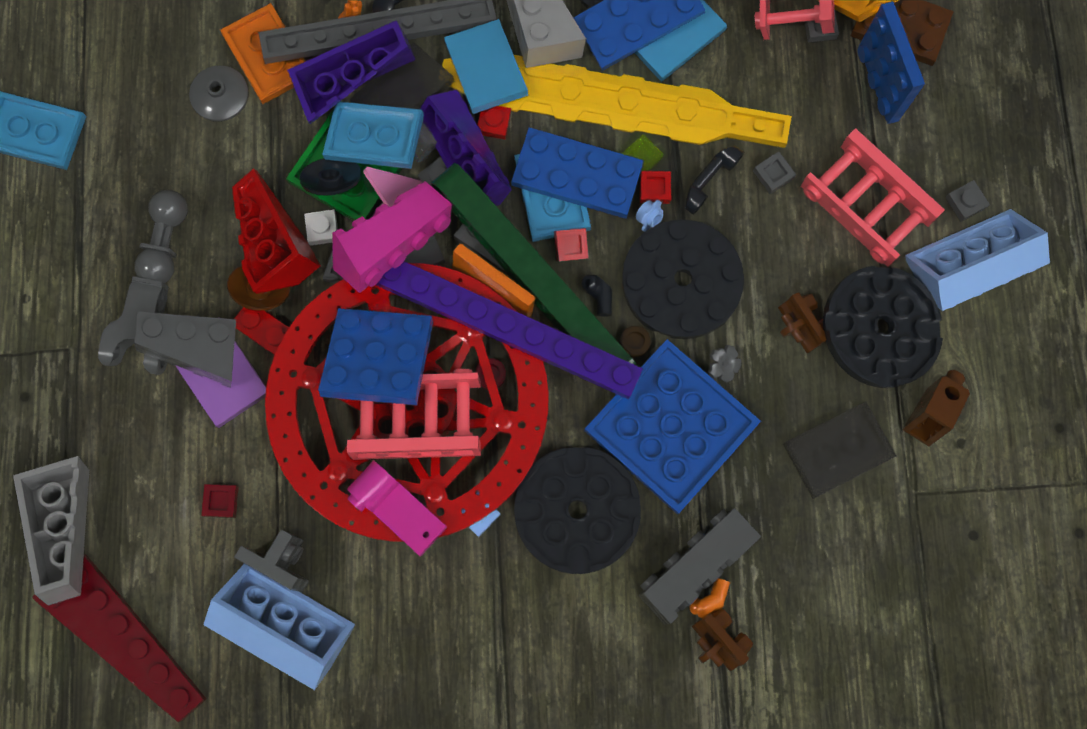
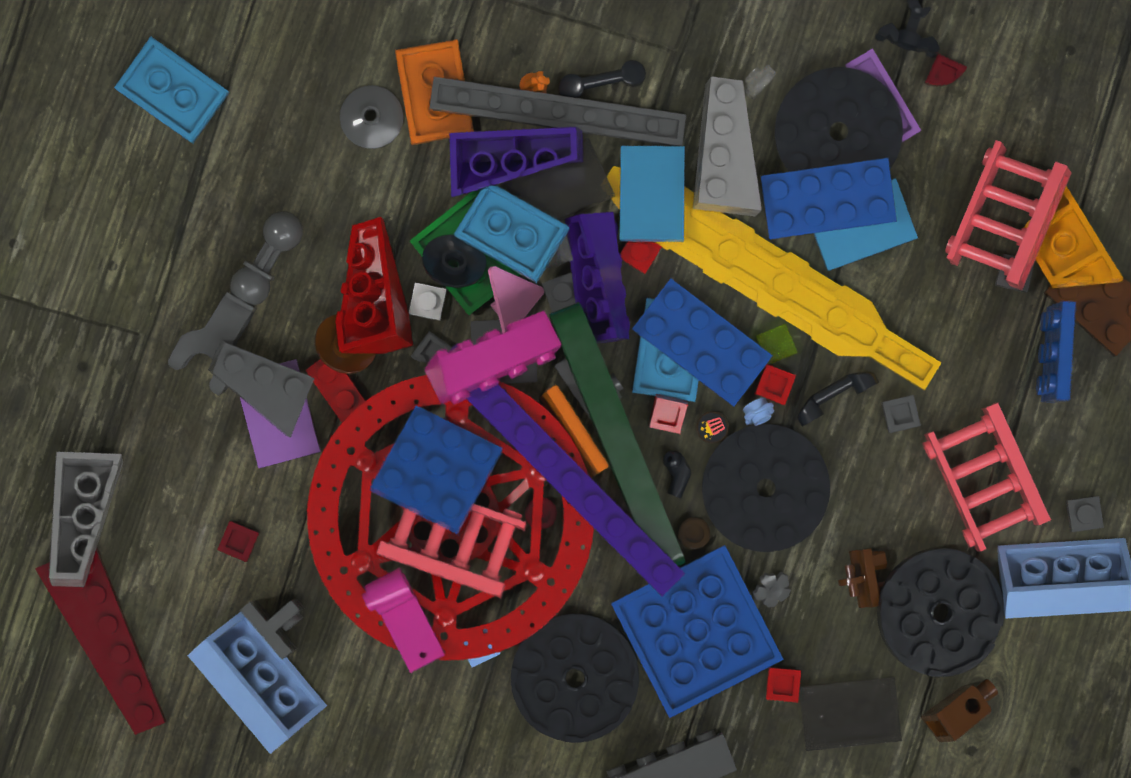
camera: 25 degrees right, 10 degrees up
(614, 244) = (712, 427): none -> tile
(769, 444) = (783, 684): none -> red plate

